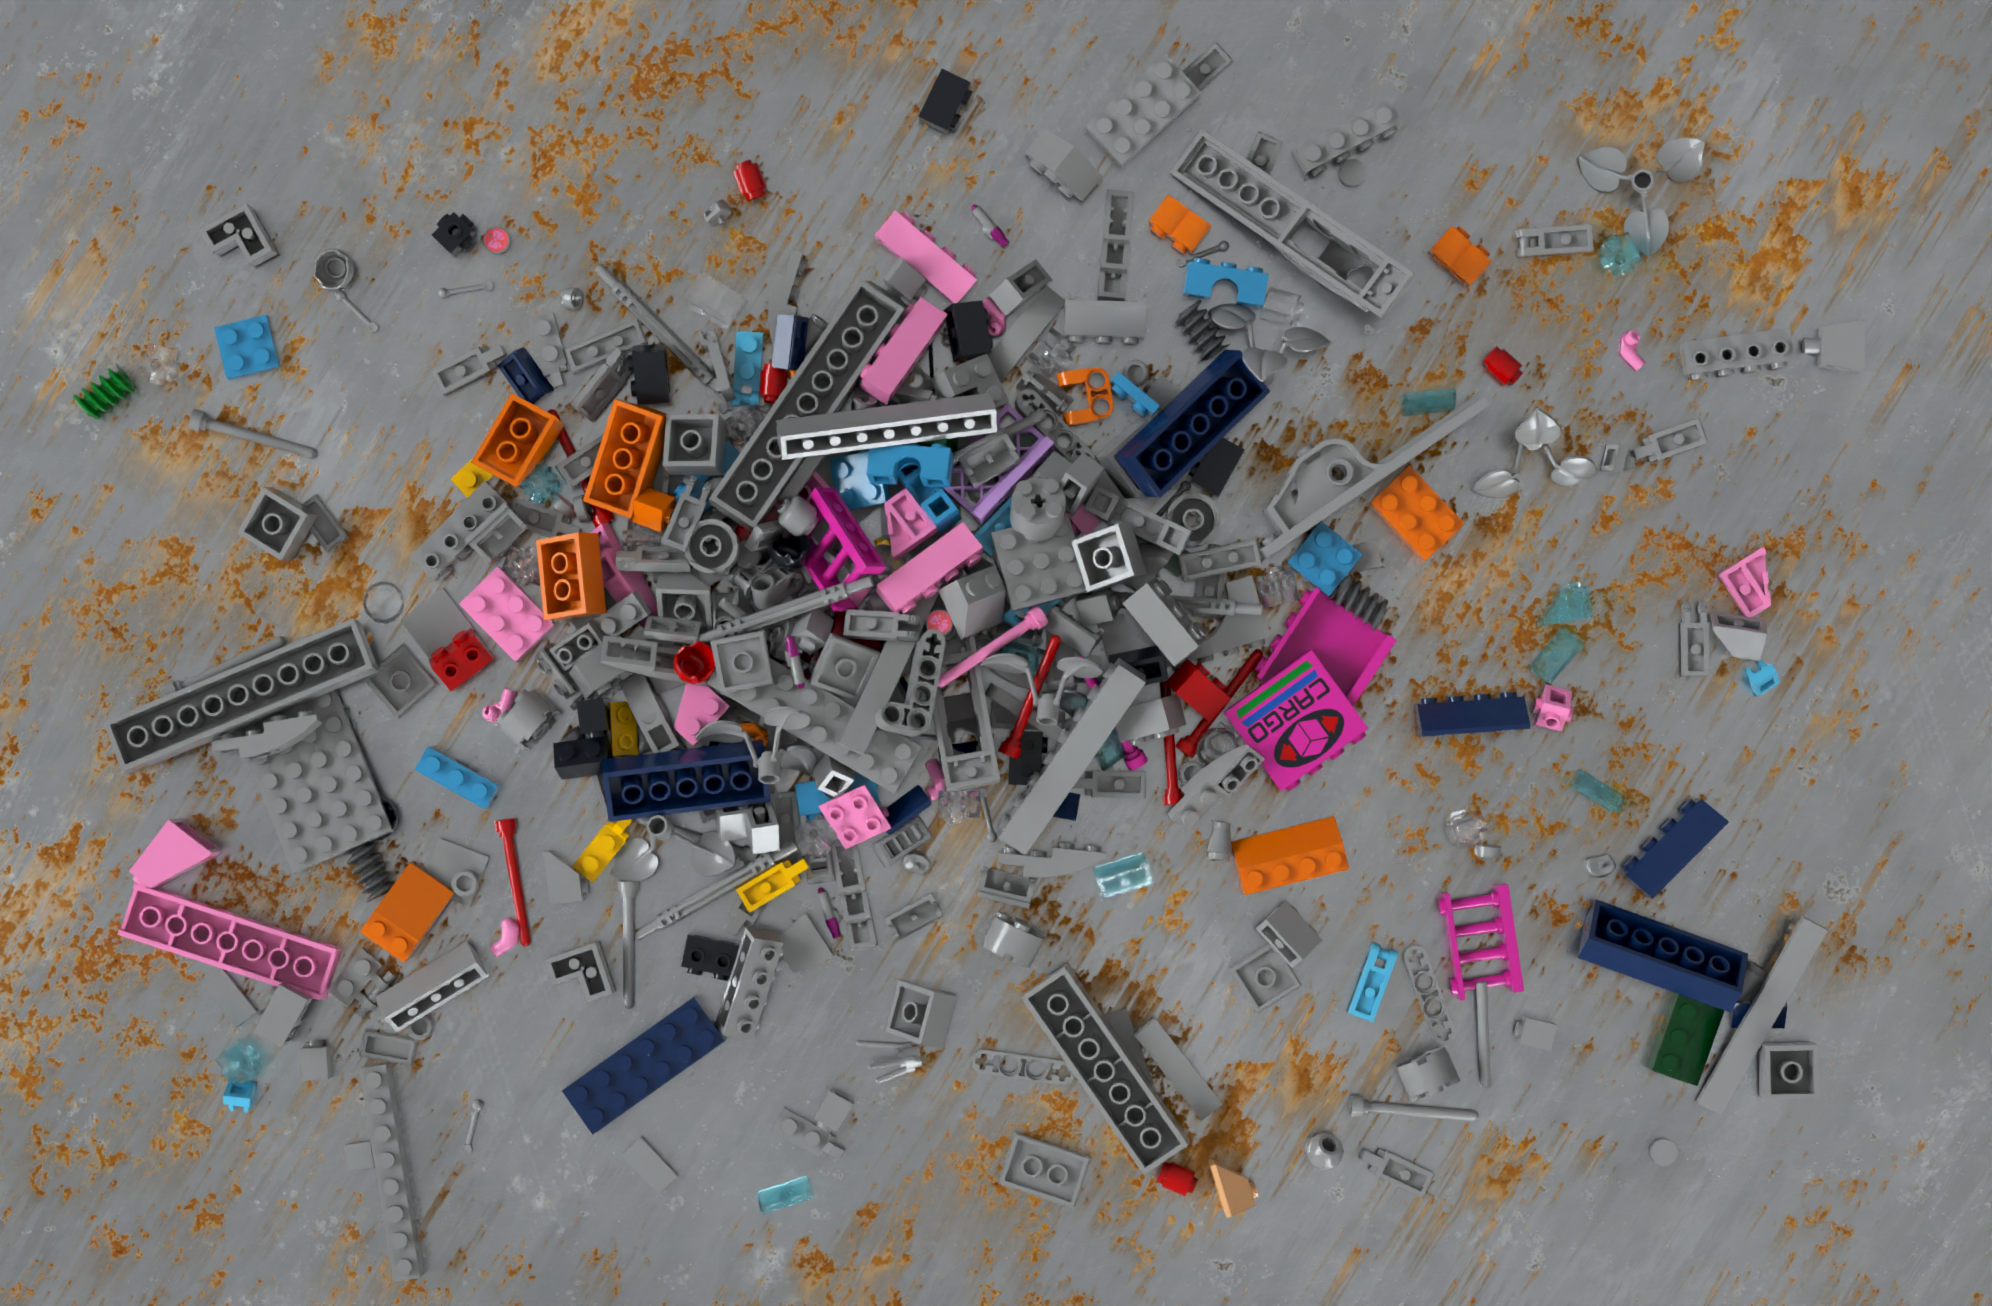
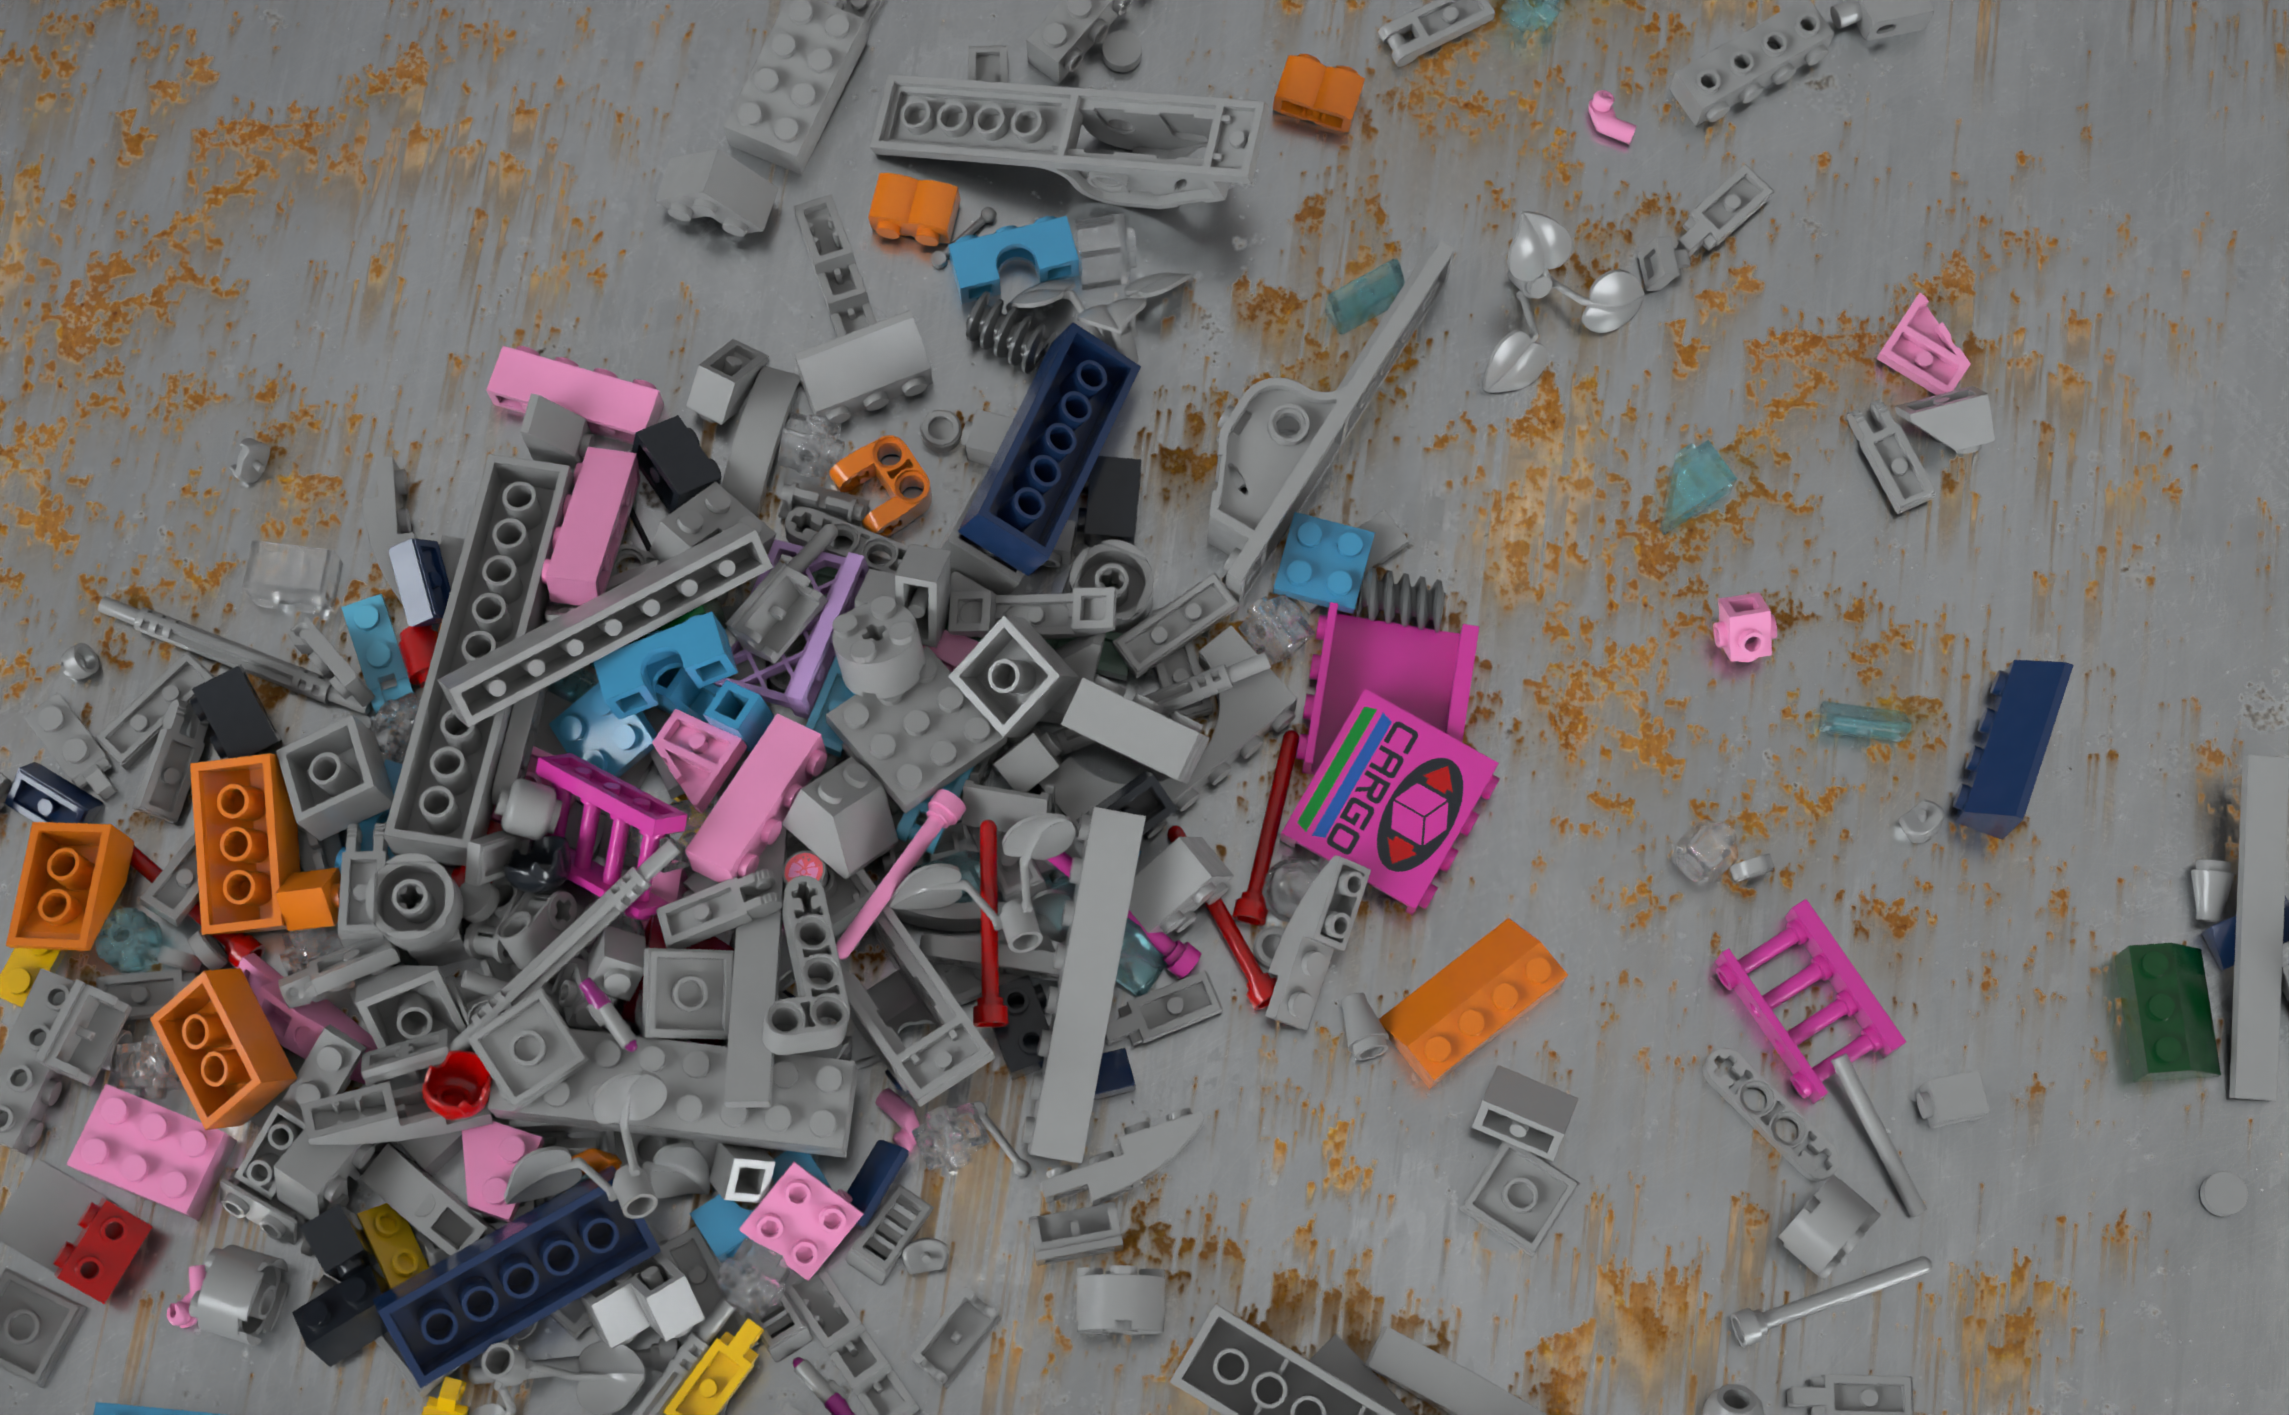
camera: 25 degrees left, 15 degrees down
(750, 180) = (279, 396): red brick -> none
(945, 102) = (515, 180): black brick -> none
(990, 227) = (649, 322): piece -> none
(997, 319) = (711, 436): bright pink arm -> none
(1123, 875) = (1242, 1140): clear light blue slope -> none
(1126, 389) = (950, 450): dark azure plate -> none
(1199, 690) = (1229, 816): red brick -> none
(1372, 983) = (1681, 1134): medium azure plate -> none
(1416, 513) = (1422, 448): orange brick -> none
(1471, 716) = (1635, 689): dark blue slope -> none
(1503, 366) = (1447, 208): red brick -> none
(1556, 656) = (1711, 560): clear light blue slope -> none
(1663, 955) = (2078, 902): dark blue brick -> none
(1763, 679) = (2013, 466): medium azure tile -> none

